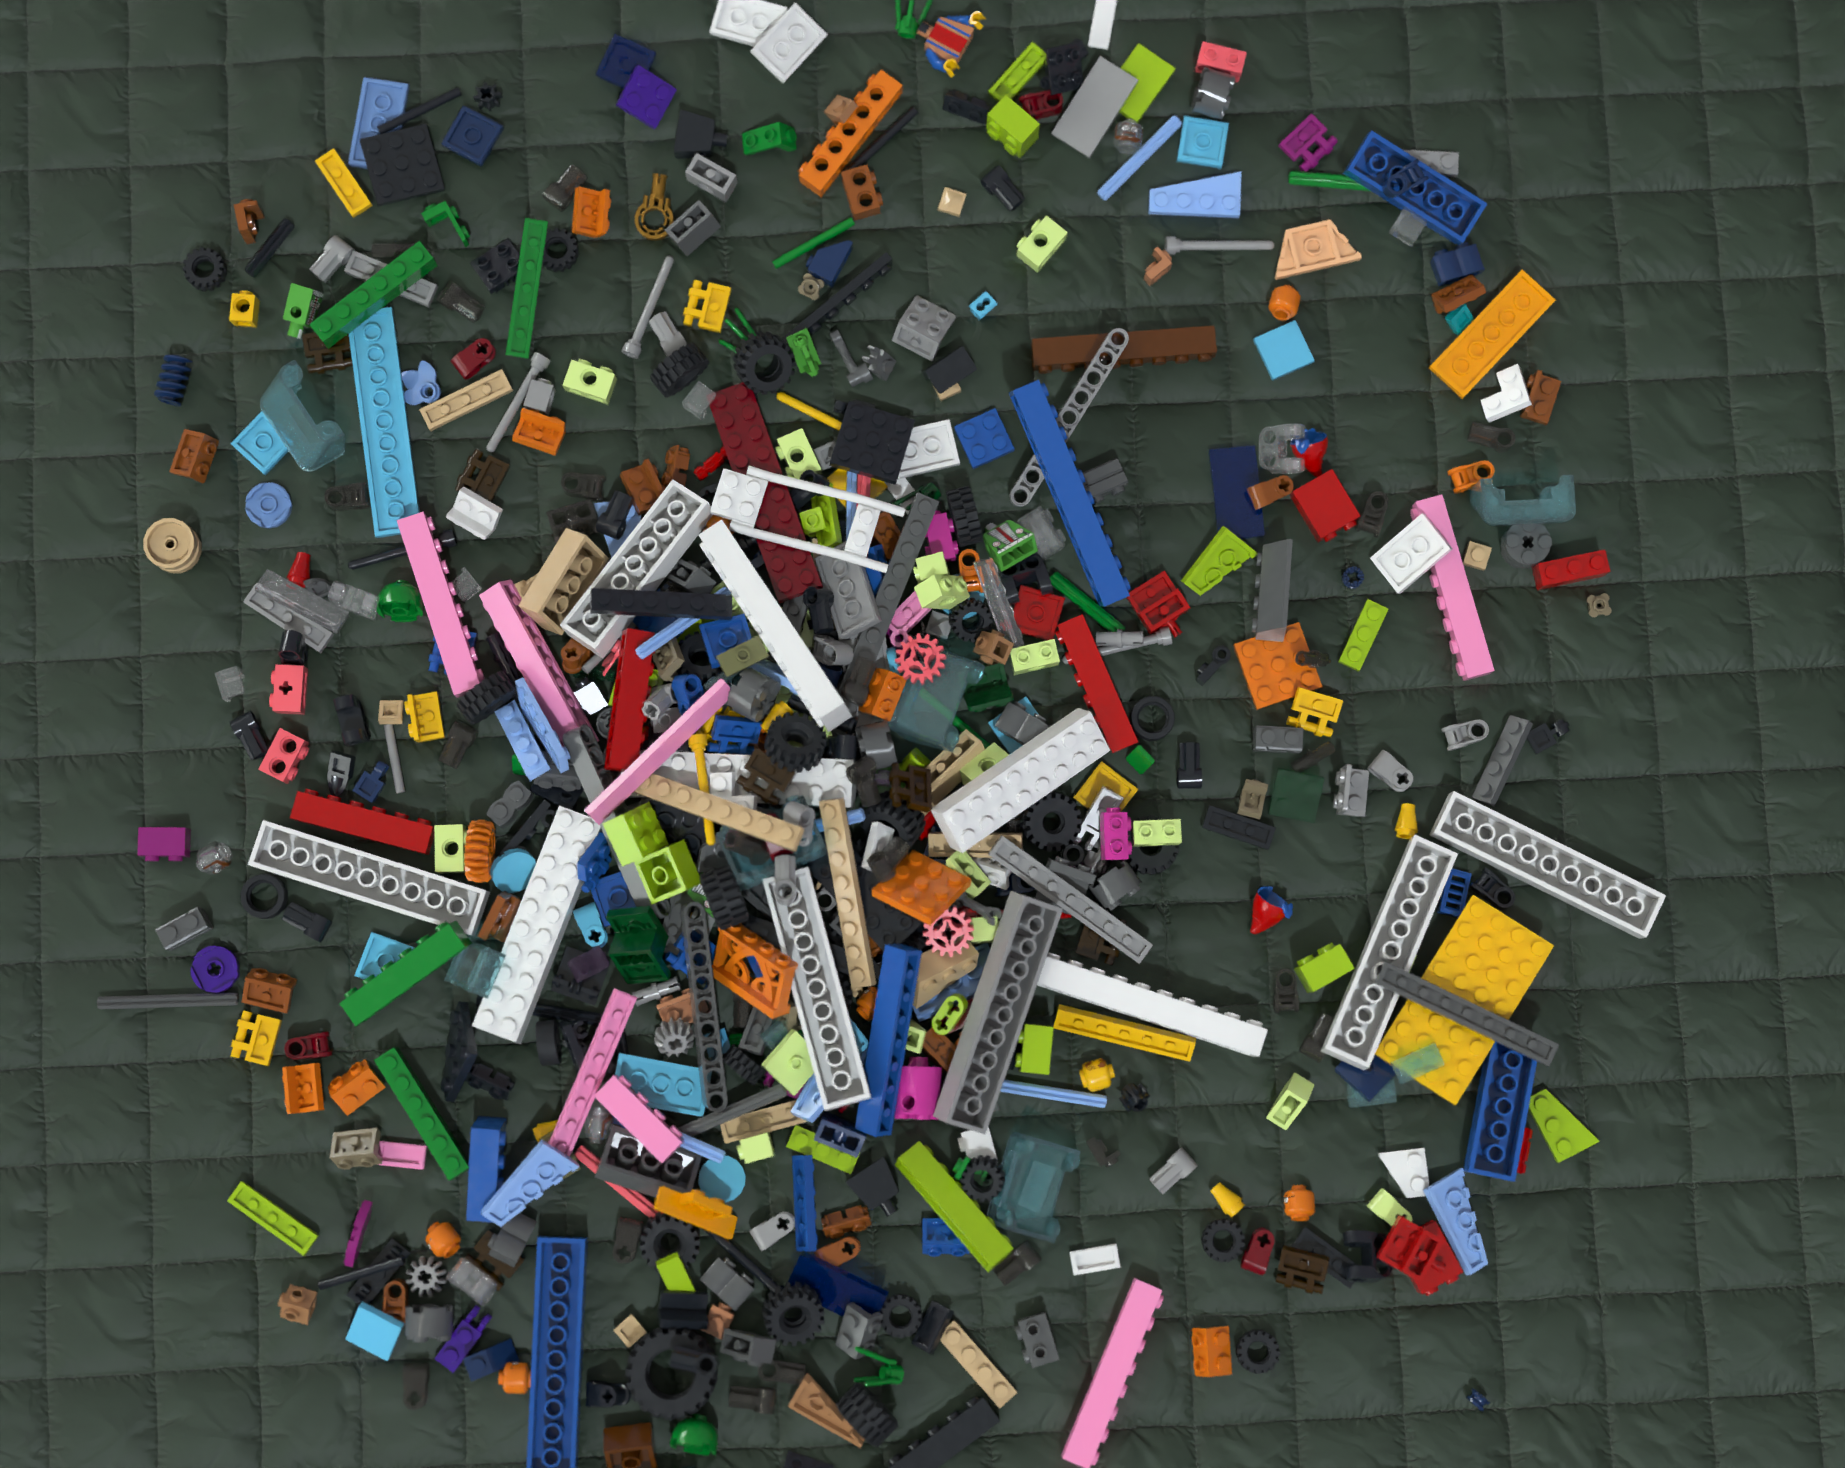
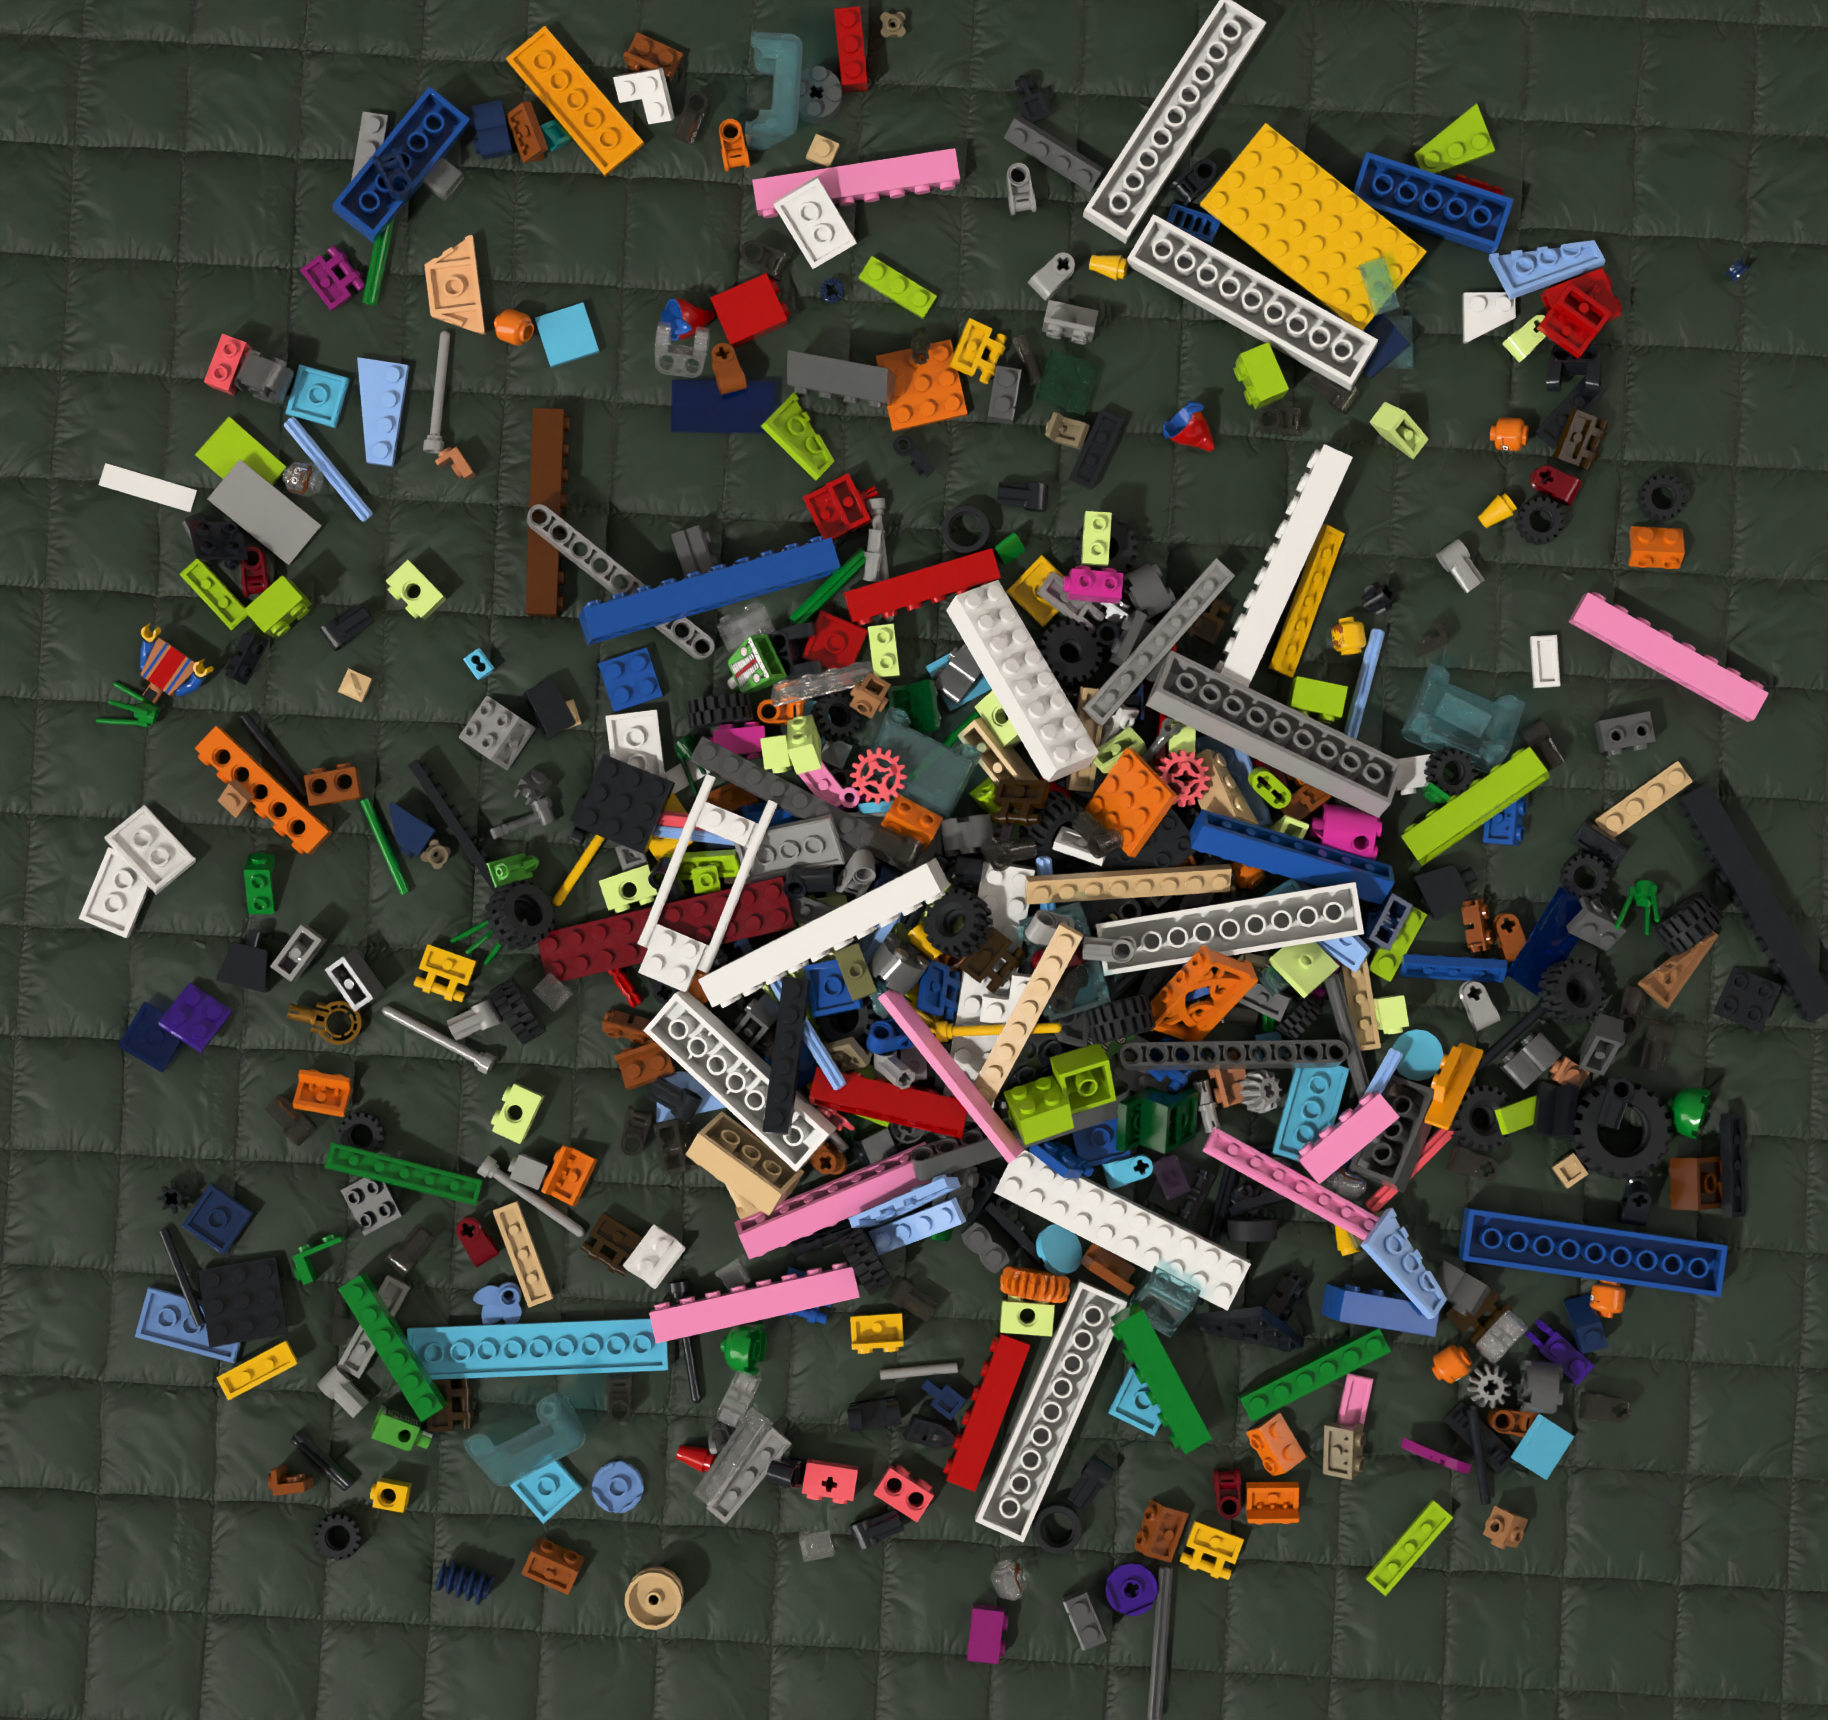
camera: 80 degrees left, 5 degrees up
(391, 712) = (867, 1369): tan tile -> none
(1466, 1014) = (1331, 227): dark grey plate -> none

